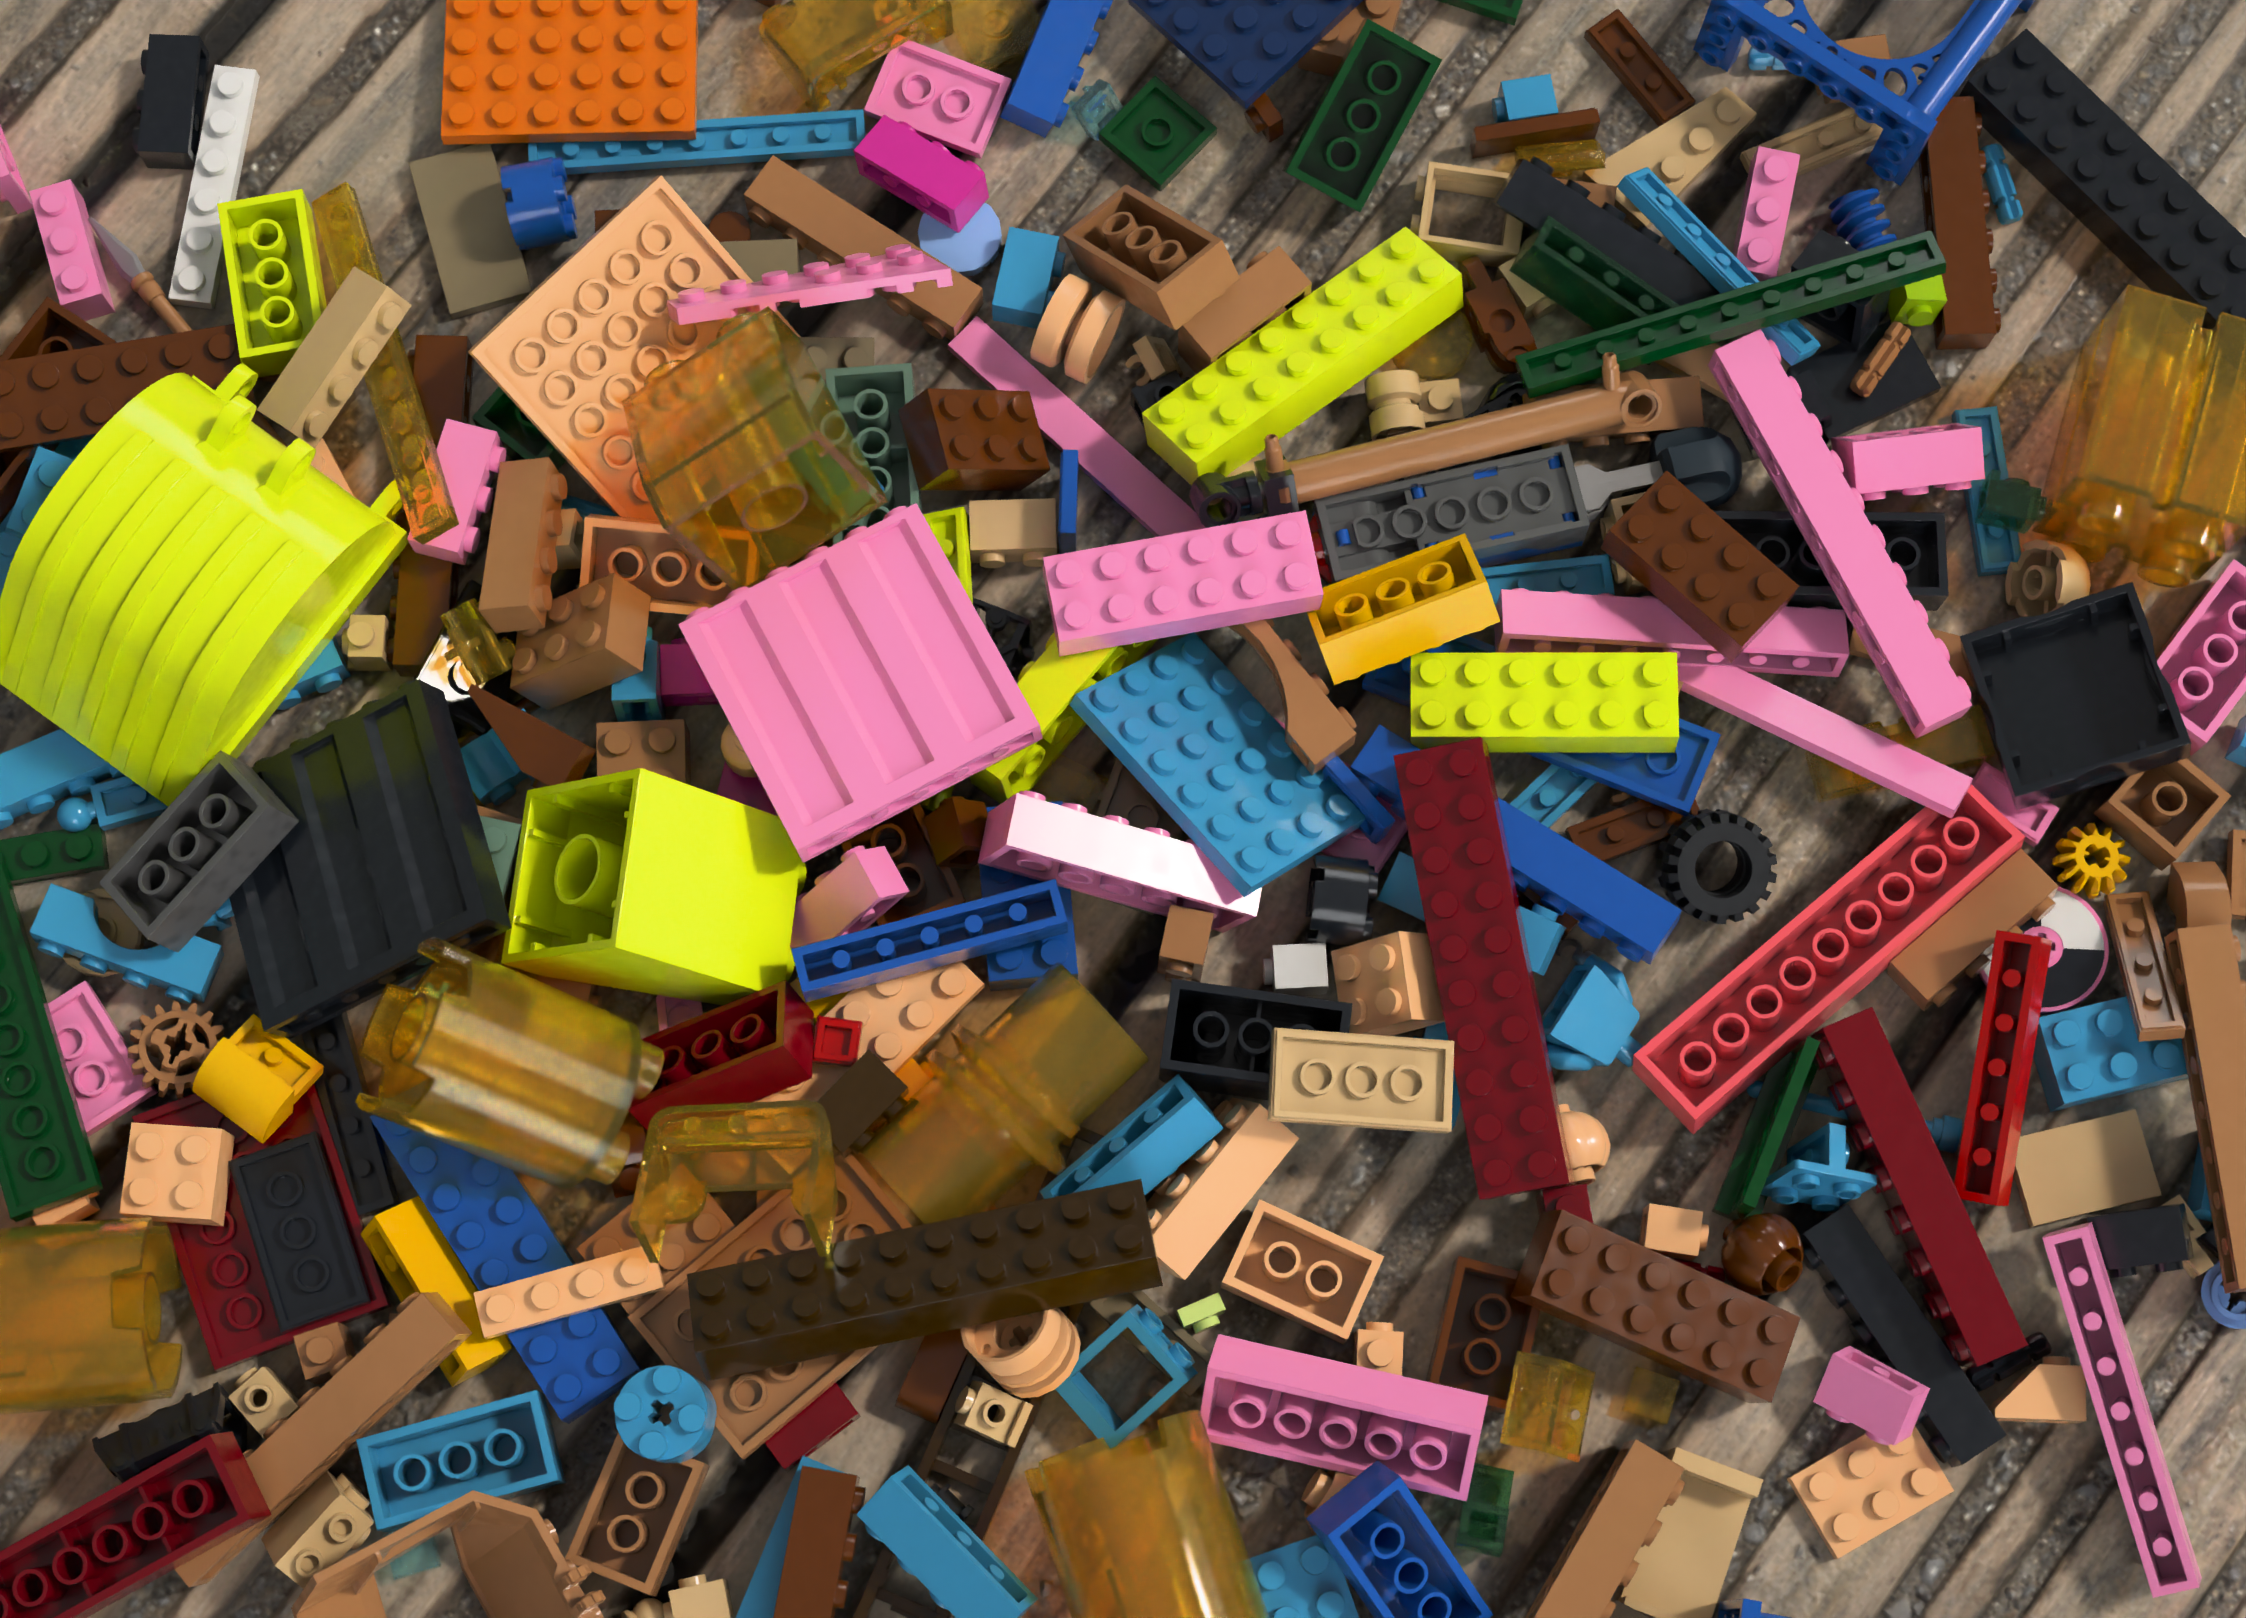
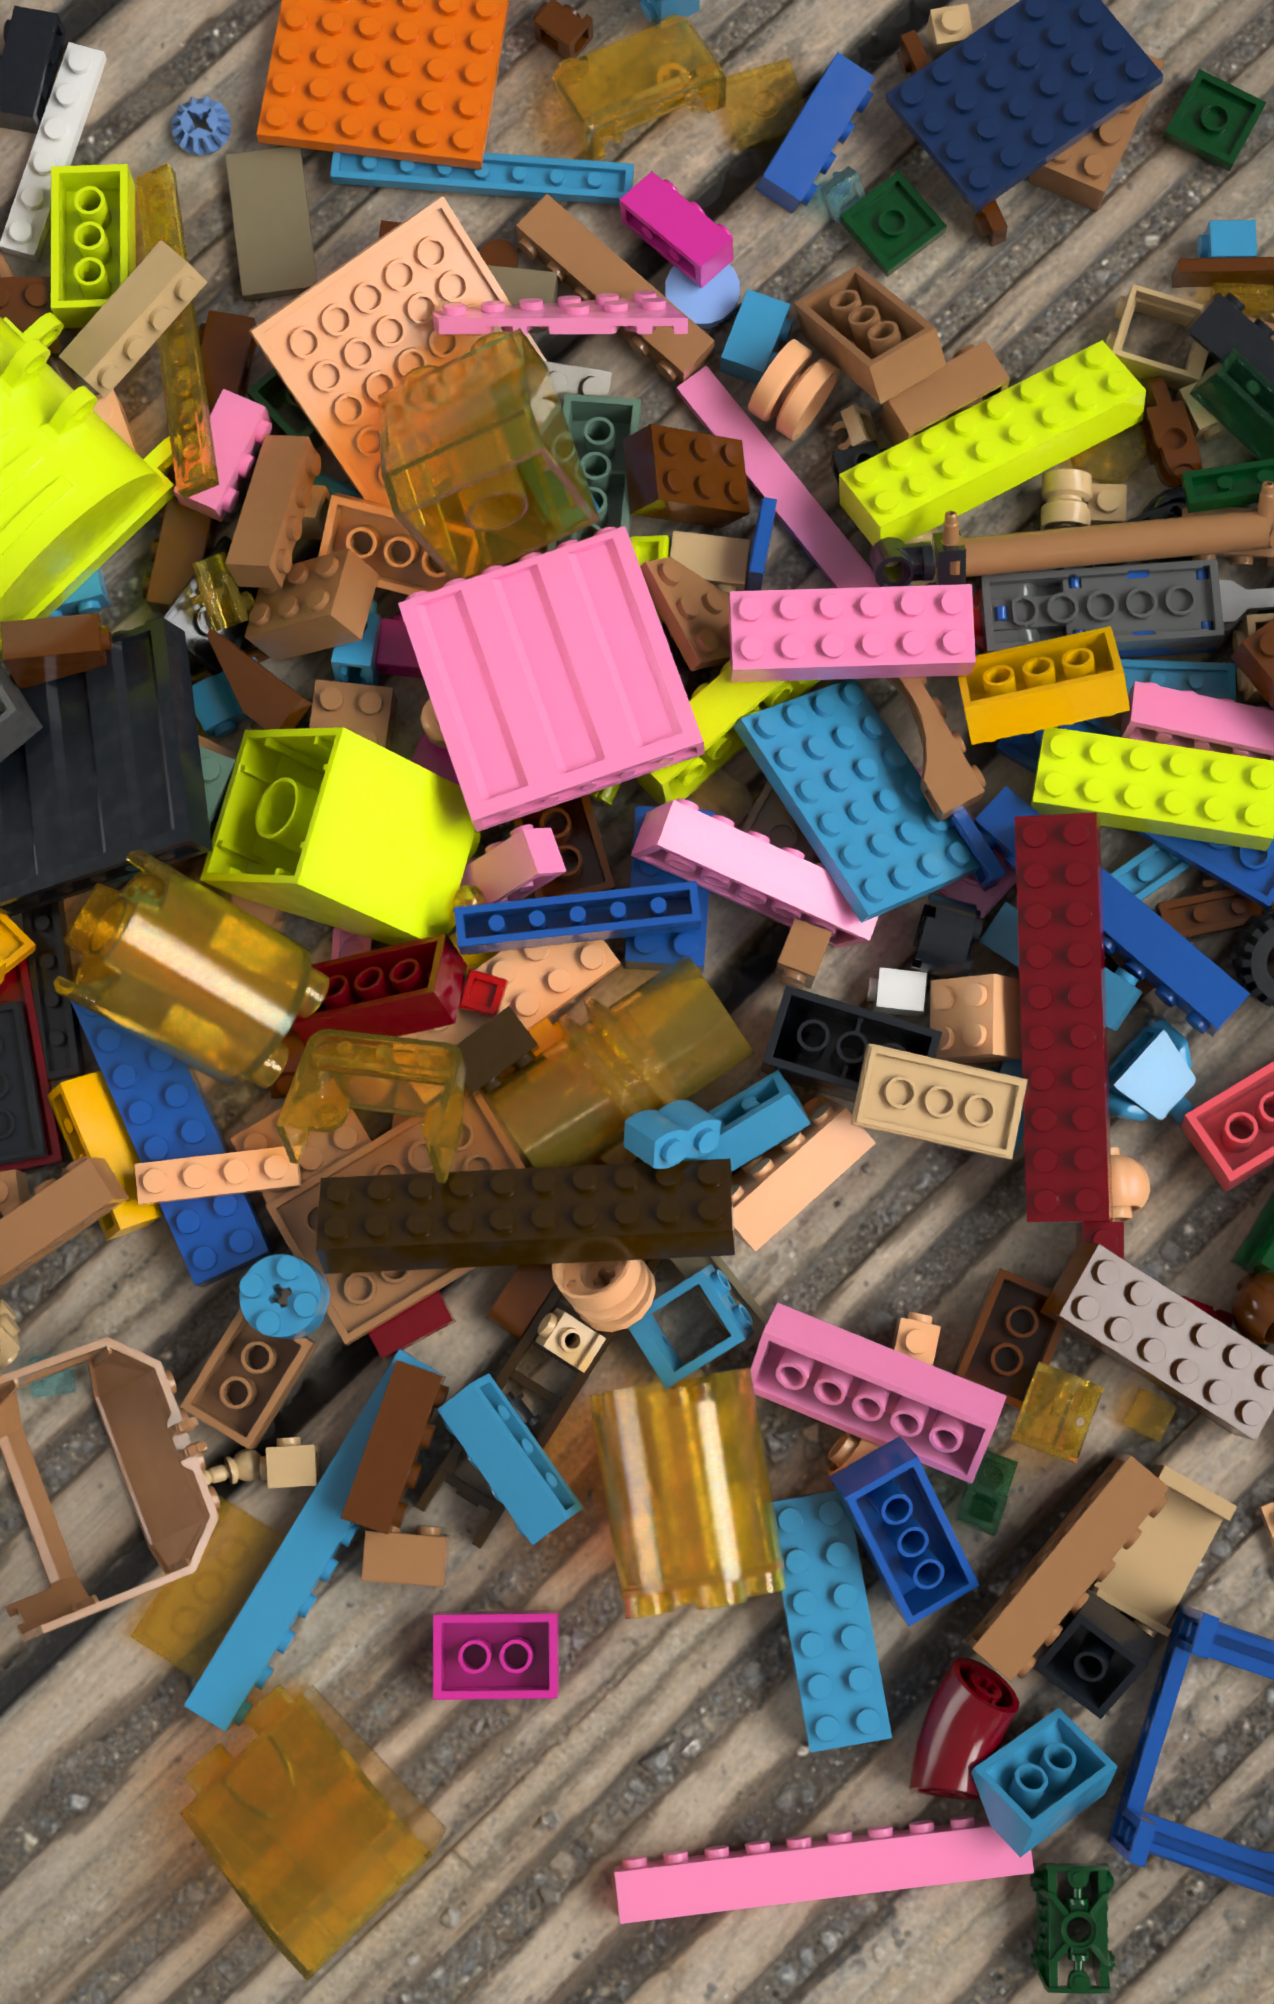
camera: 15 degrees right, 5 degrees up
(300, 730) = (54, 647): none -> reddish brown slope
(367, 643) = (126, 578): tan brick -> none
(378, 151) = (201, 141): none -> medium blue gear
(489, 1448) = (114, 1300): dark azure brick -> none
(539, 203) = (333, 207): blue brick -> none
(803, 935) = (467, 896): none -> clear yellow hinge
(939, 97) = (703, 162): bright pink plate -> none
(957, 831) = (617, 824): reddish brown brick -> none
(1003, 585) = (692, 611): none -> medium nougat plate
(1071, 1162) = (671, 1134): none -> dark azure brick
(1201, 1314) = (766, 1281): yellowish green plate -> none
(1302, 1272) = (860, 1259): light nougat brick -> none
(1362, 115) = (1080, 232): dark green brick -> none
(1673, 1231) = (1193, 1275): light nougat brick -> none

